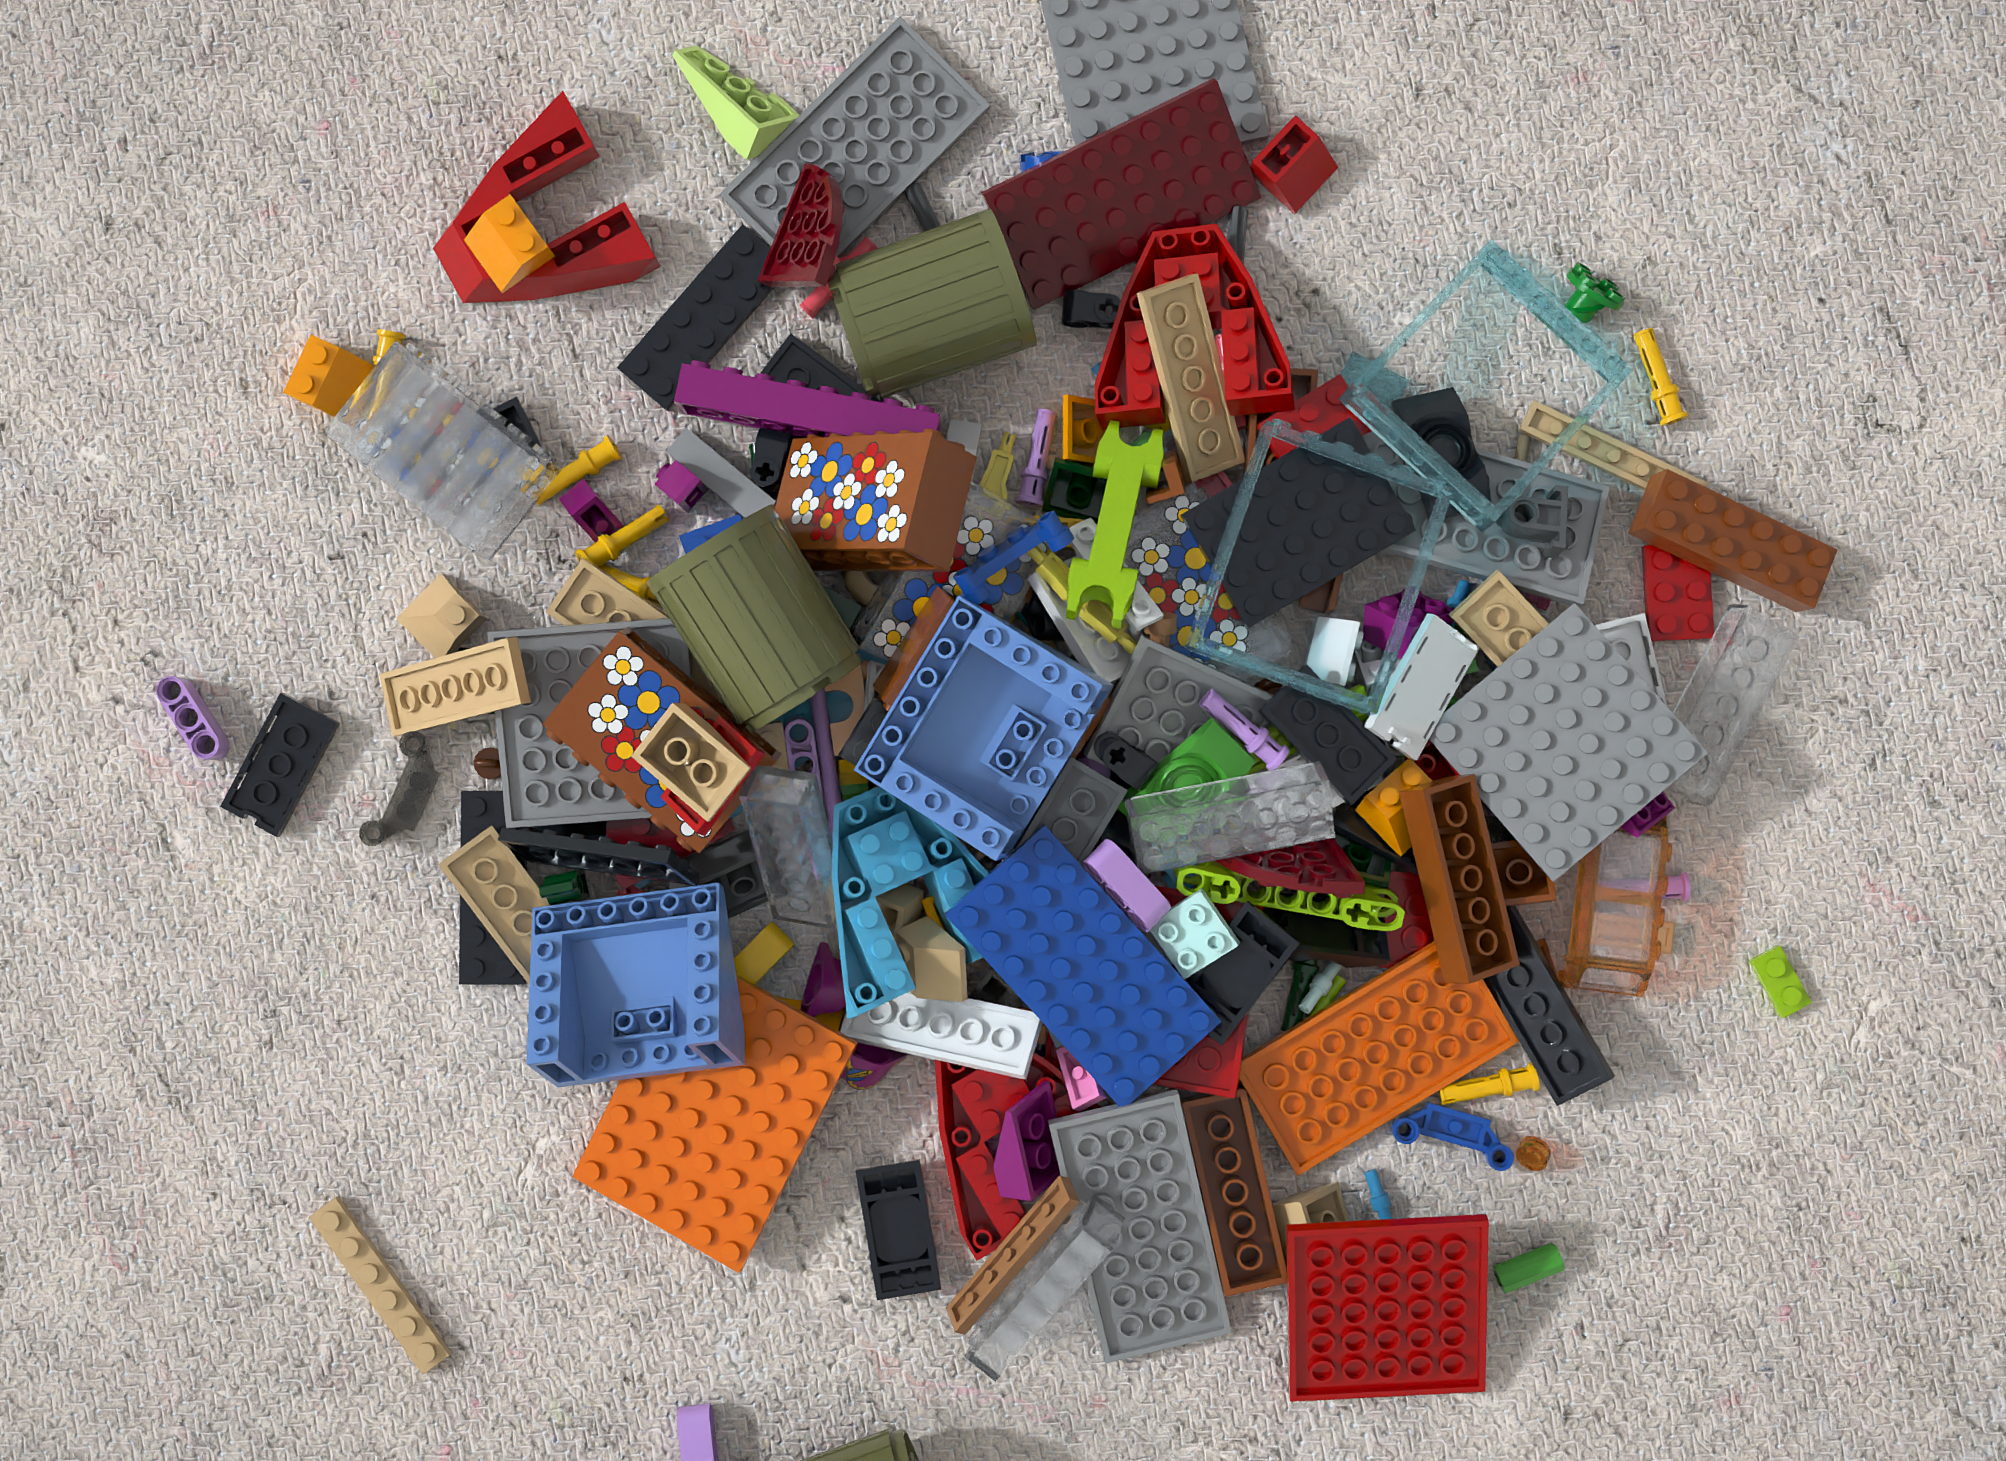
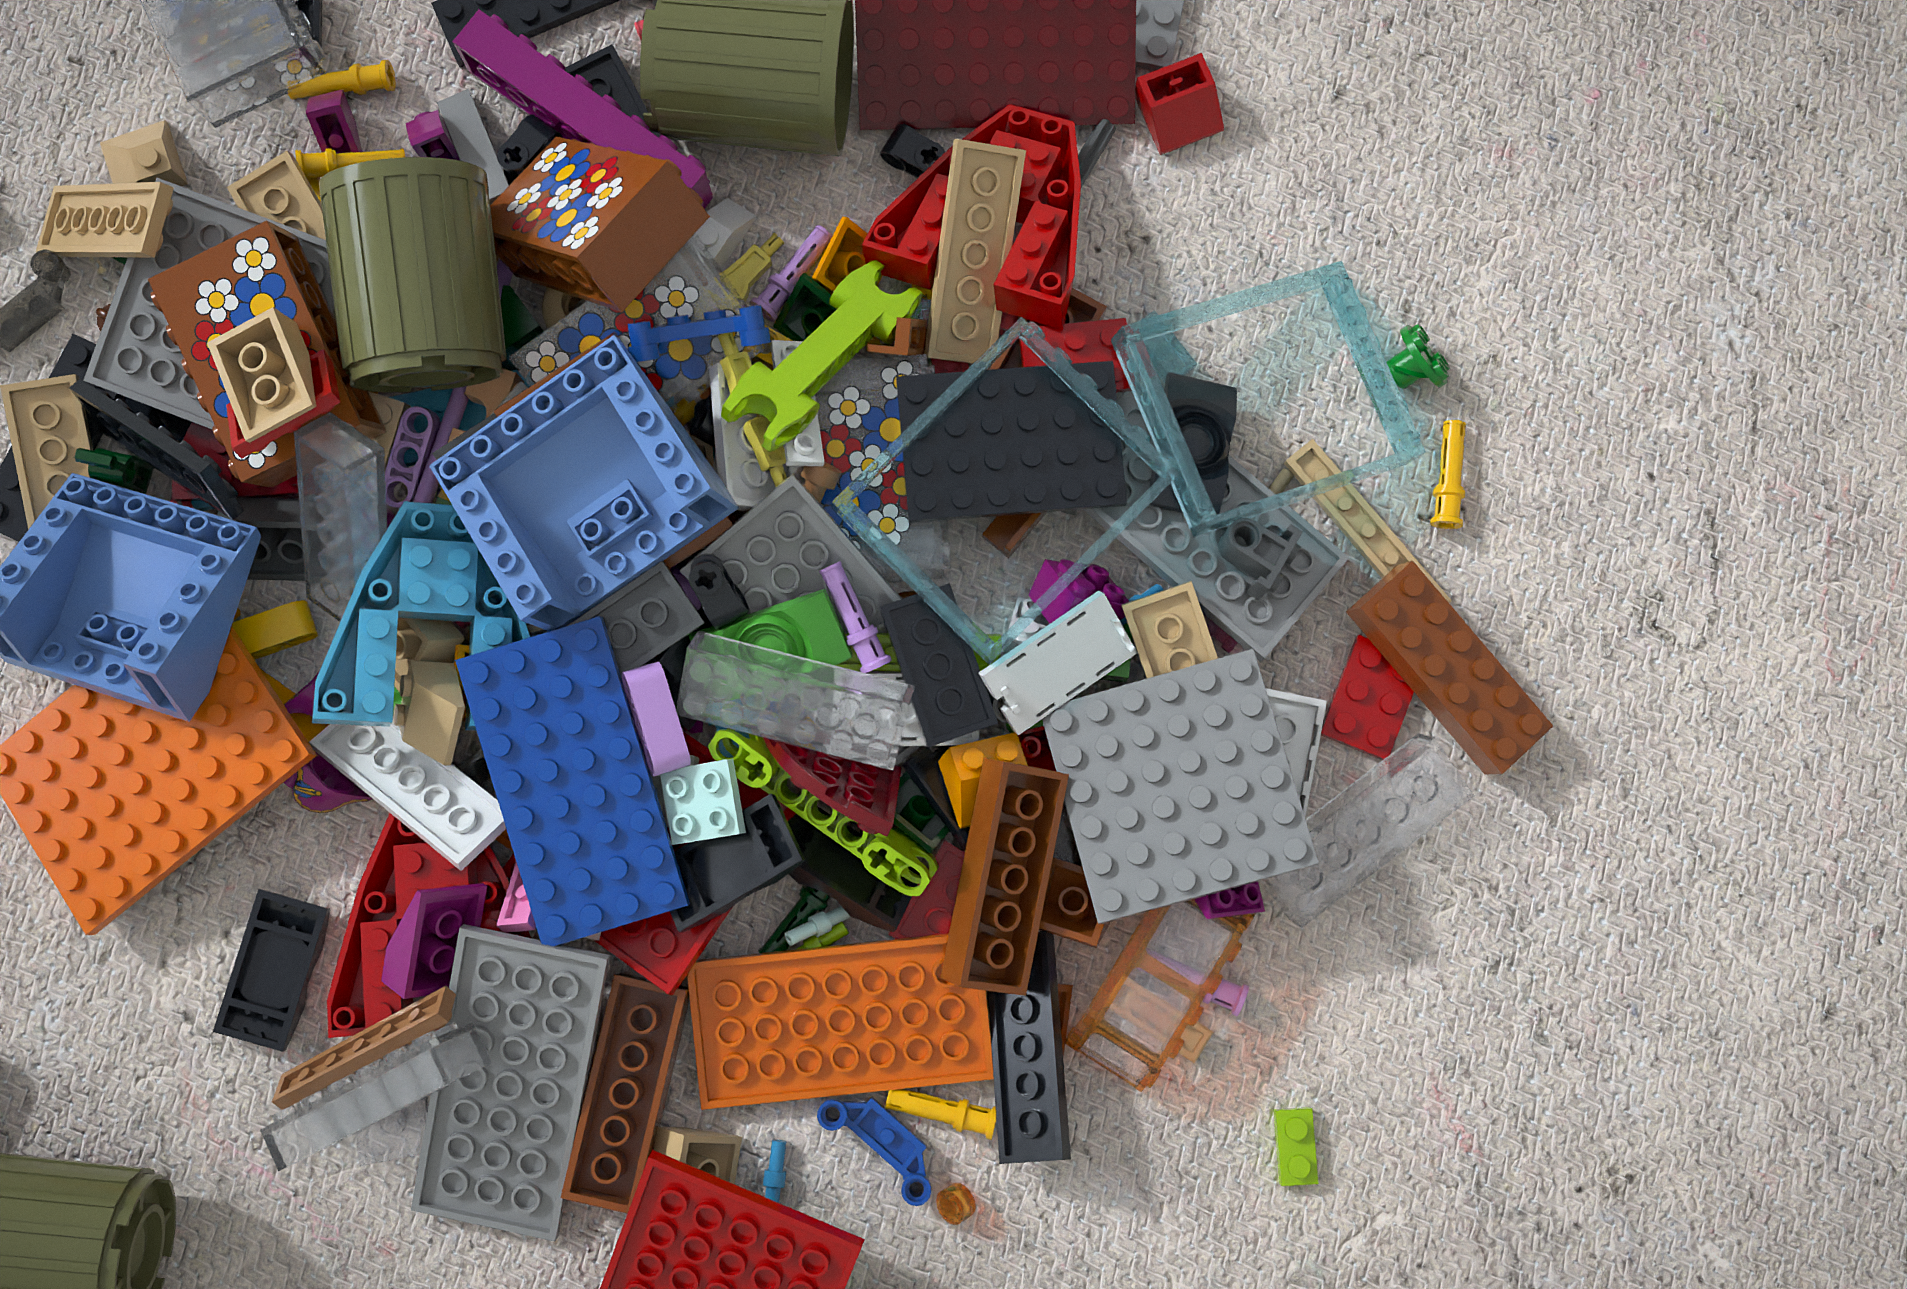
camera: 25 degrees right, 5 degrees down
(1332, 649) = (991, 589): white slope -> none

